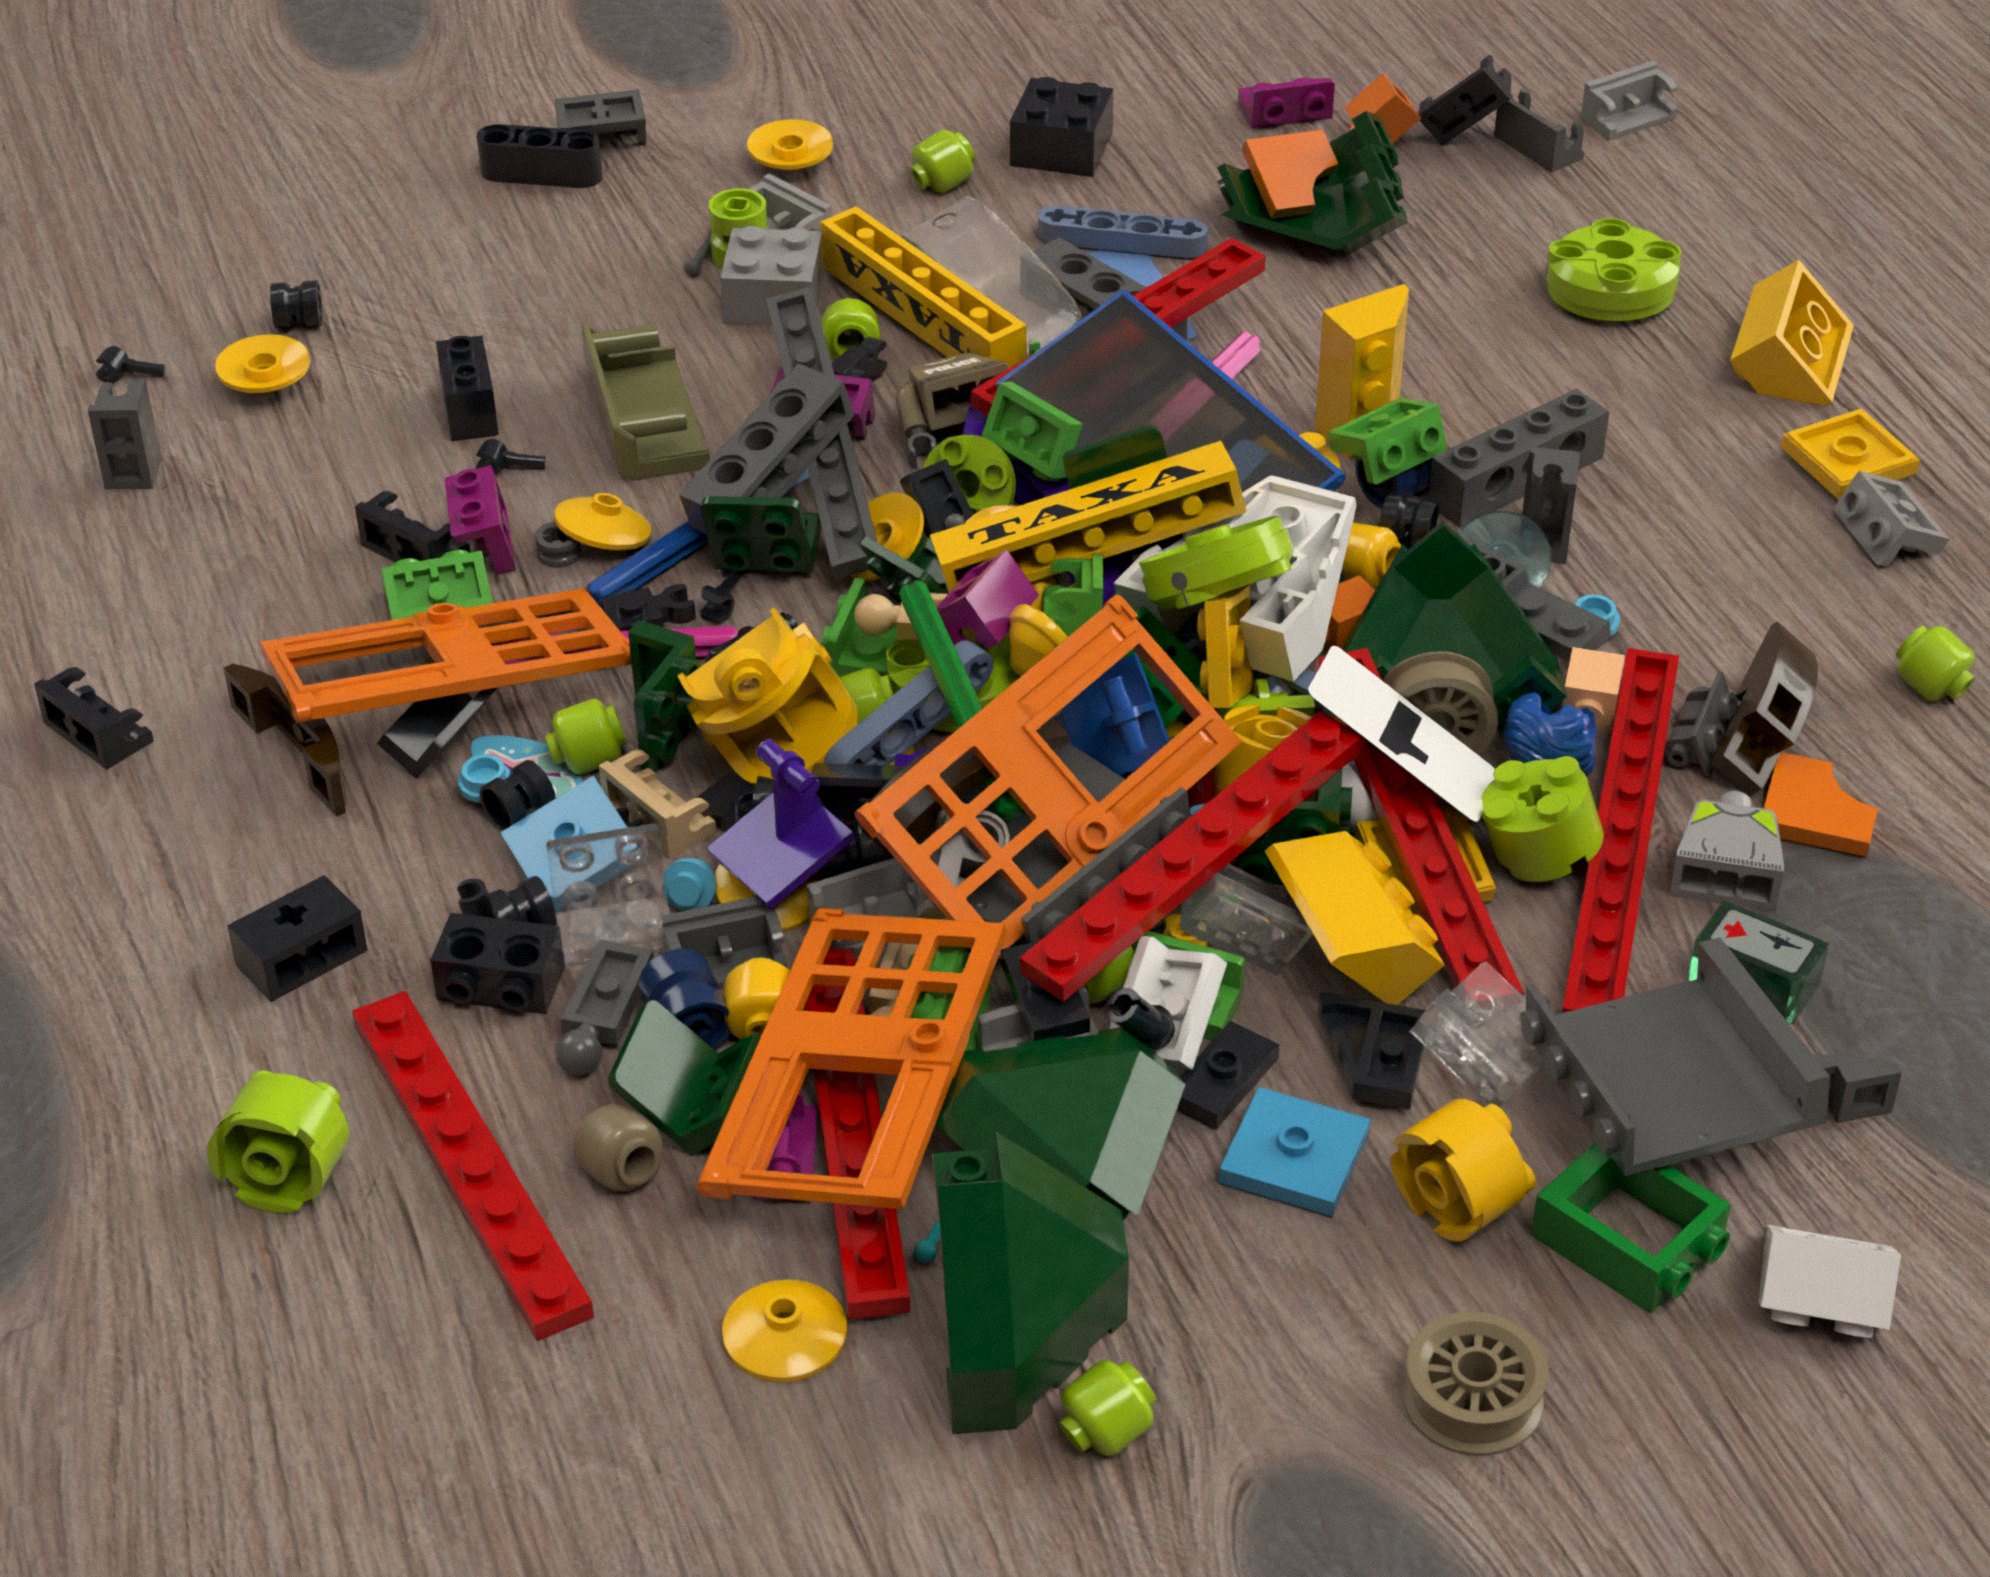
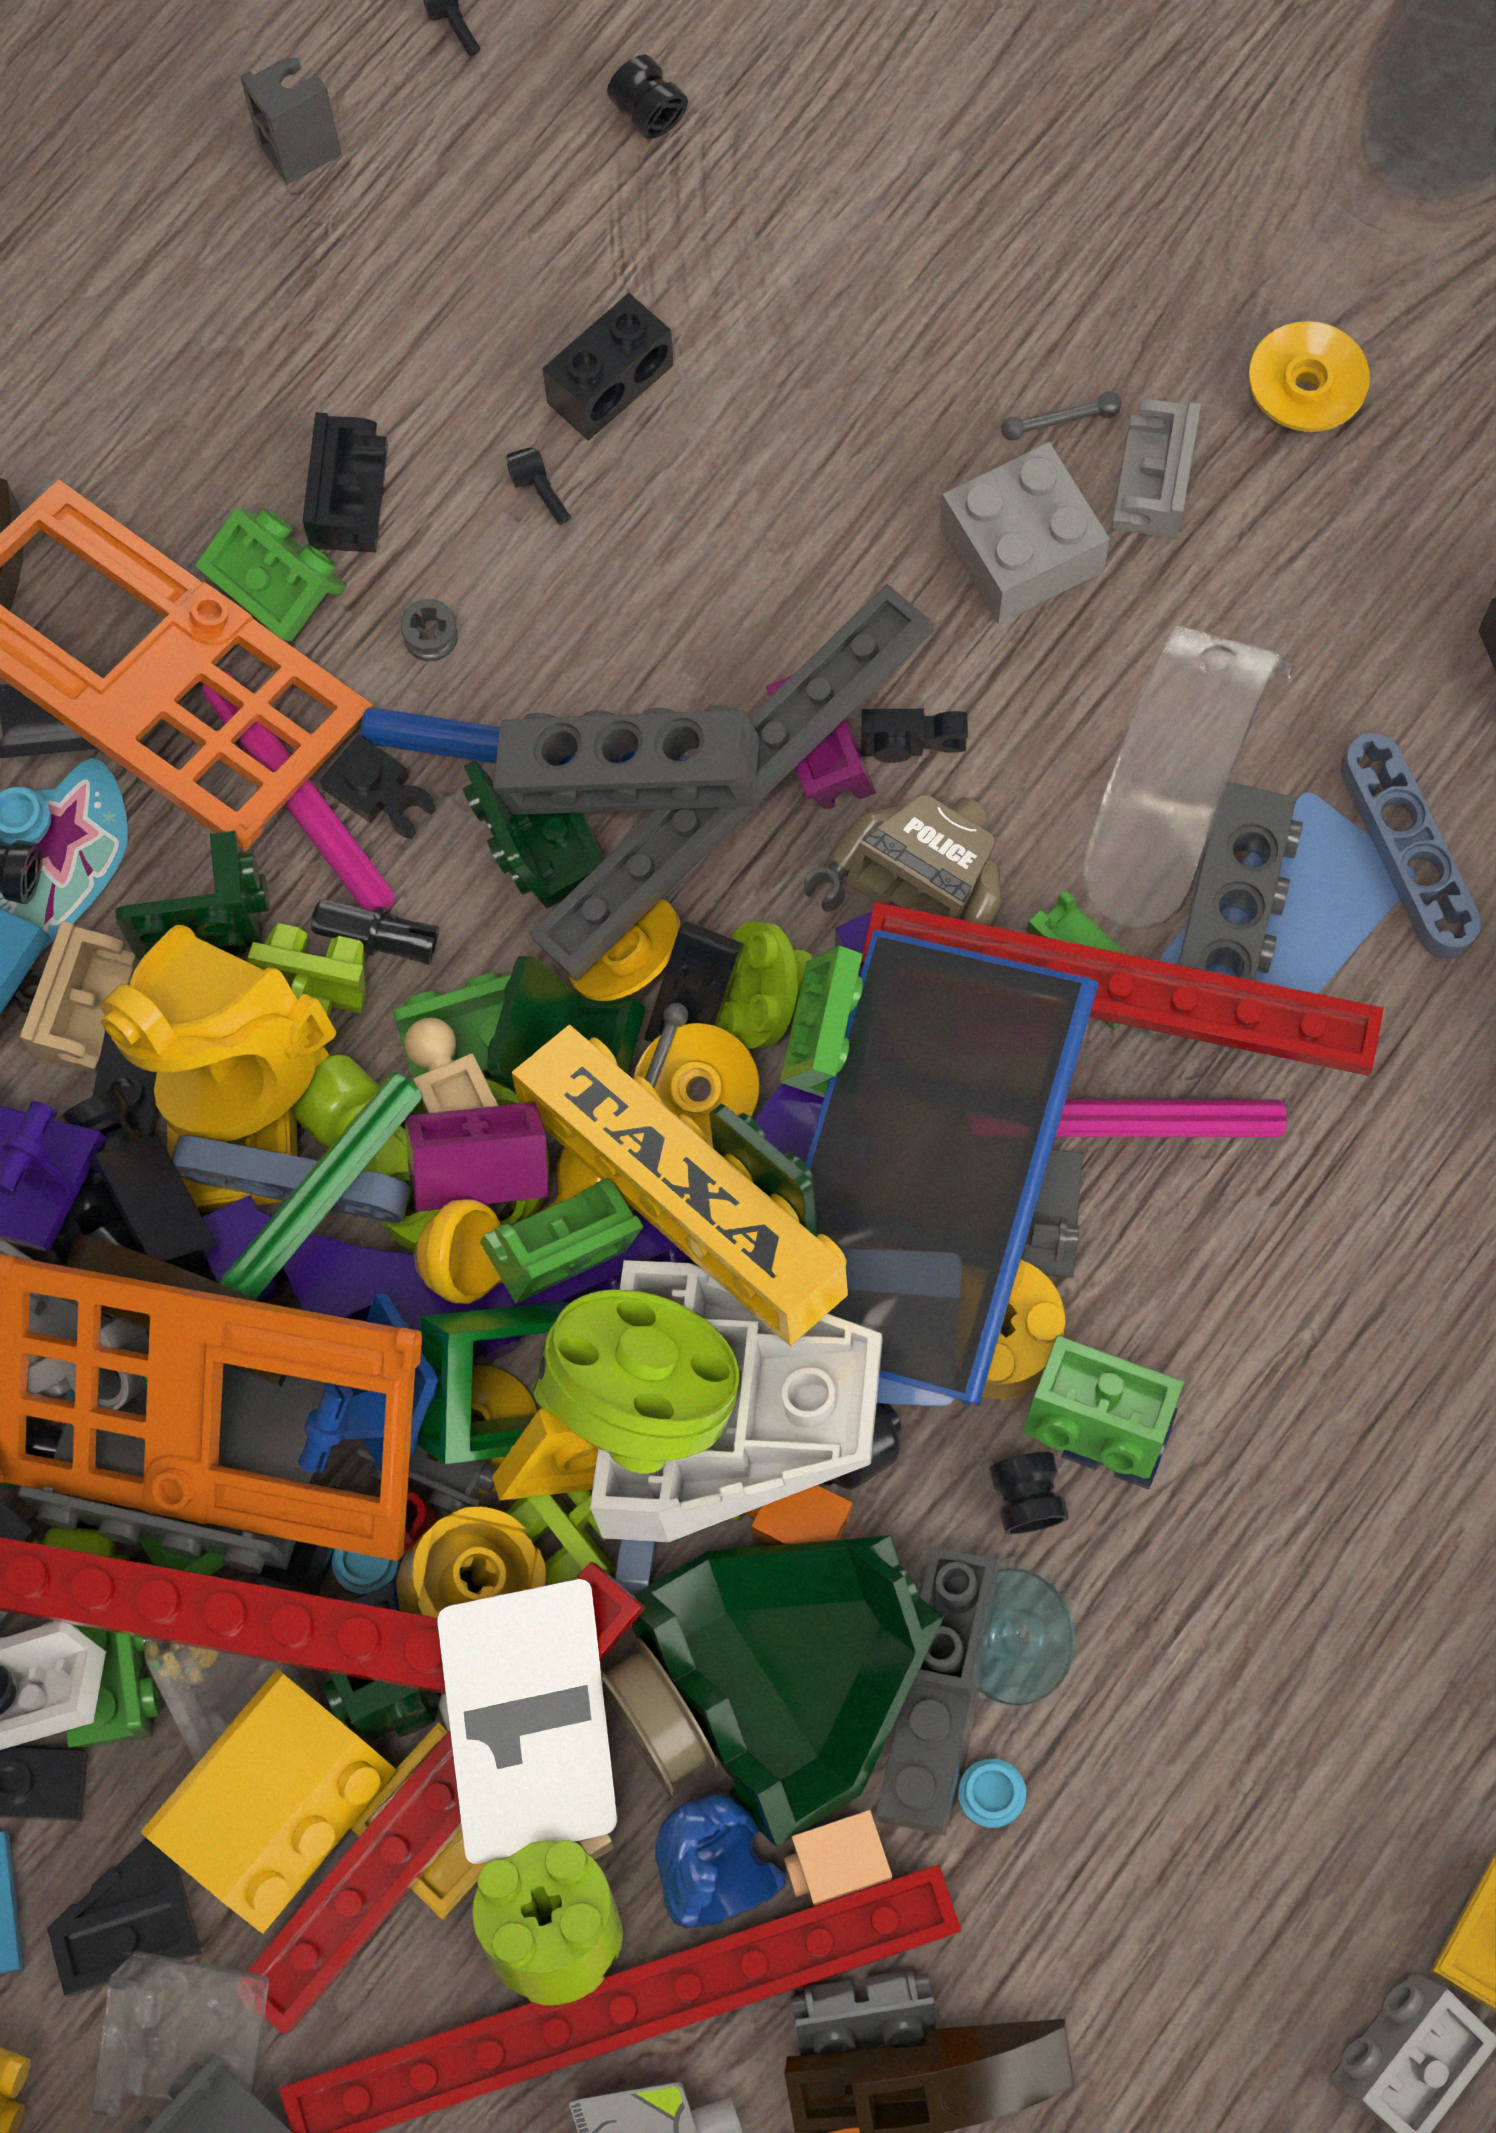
camera: 60 degrees right, 30 degrees up
(262, 363) = (515, 123): yellow dish -> none
(481, 514) = (395, 537): magenta bracket -> none
(539, 155) = (1094, 109): black beam -> none
(586, 736) = (126, 868): lime head -> none
(602, 522) = (467, 672): yellow dish -> none
(603, 113) = (1204, 147): dark grey hinge -> none
(643, 403) = (705, 553): olive piece -> none
(720, 602) = (432, 841): black hand -> none
(733, 210) = (1087, 434): lime wheel -> none
(850, 315) = (980, 678): lime head -> none
(918, 290) = (1084, 717): yellow brick -> none
(942, 161) = (1394, 563): lime head -> none
(1360, 357) = (1223, 1311): yellow slope -> none
(1369, 552) = (927, 1481): yellow head -> none
(1494, 465) = (1233, 1557): dark grey brick -> none
(1551, 496) = (1140, 1649): dark grey hinge -> none

